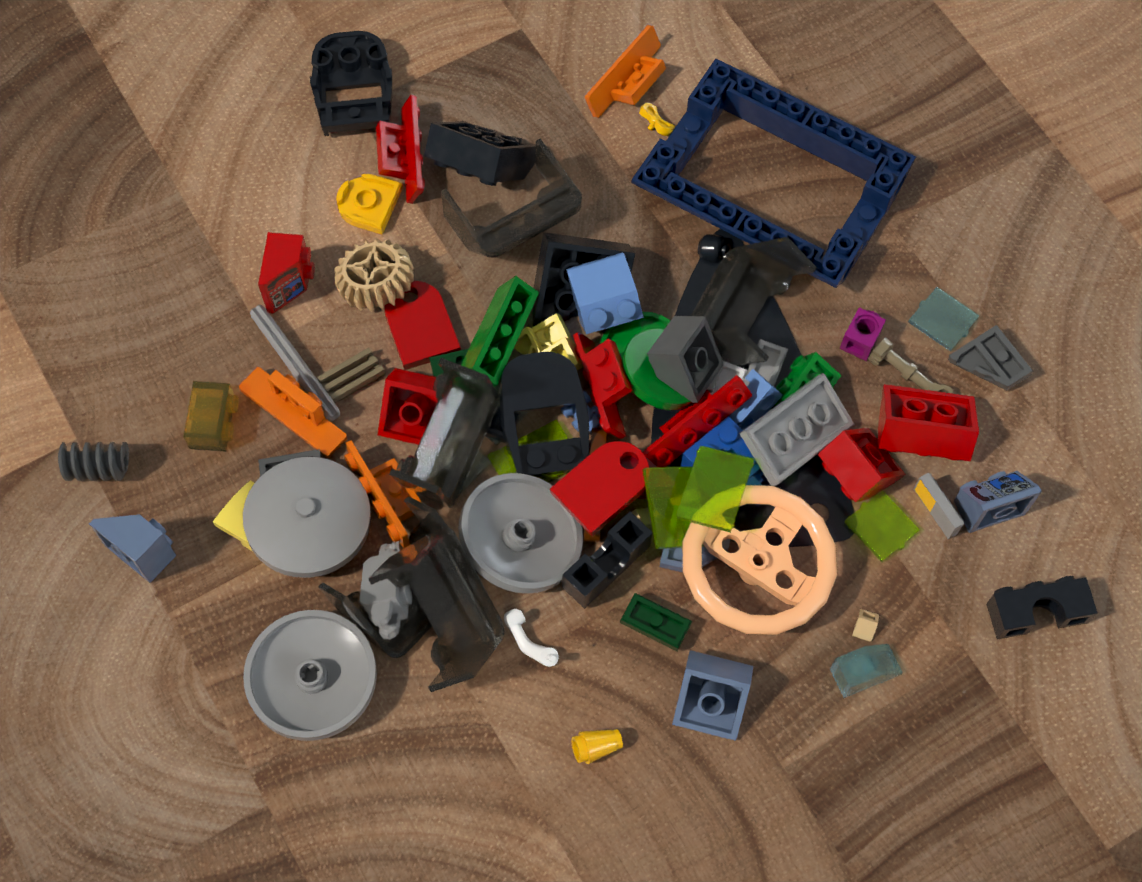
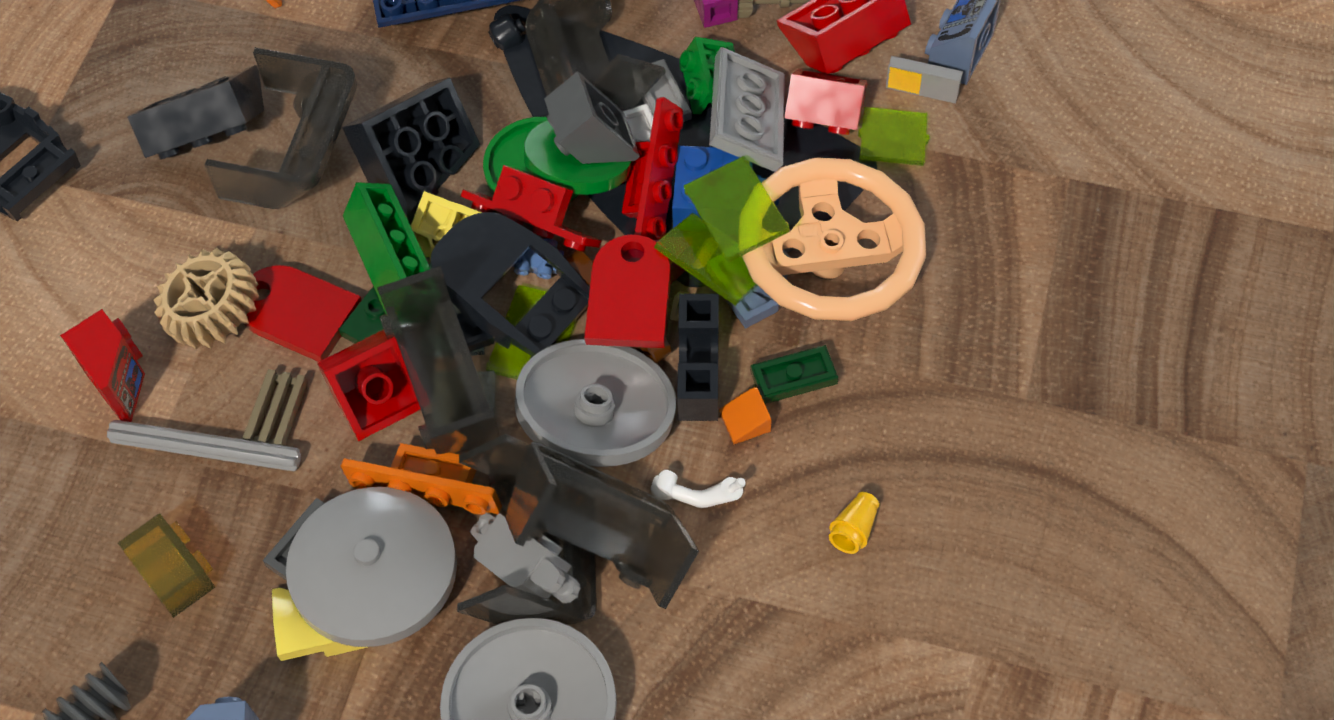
camera: 40 degrees left, 5 degrees down
(294, 409) = (247, 483): orange bracket -> none
(368, 201) = (126, 245): yellow tile -> none
(400, 149) = (115, 170): red bracket -> none
(601, 621) = (746, 416): none -> orange slope
(604, 293) = (455, 136): medium blue slope -> none
(713, 695) = (909, 389): sand blue slope -> none
(762, 400) = (692, 103): medium blue leg -> none
(864, 668) = (1005, 260): clear light blue slope -> none
(865, 625) = (967, 225): tan piece -> none
(1066, 599) = (1099, 68): black arch -> none

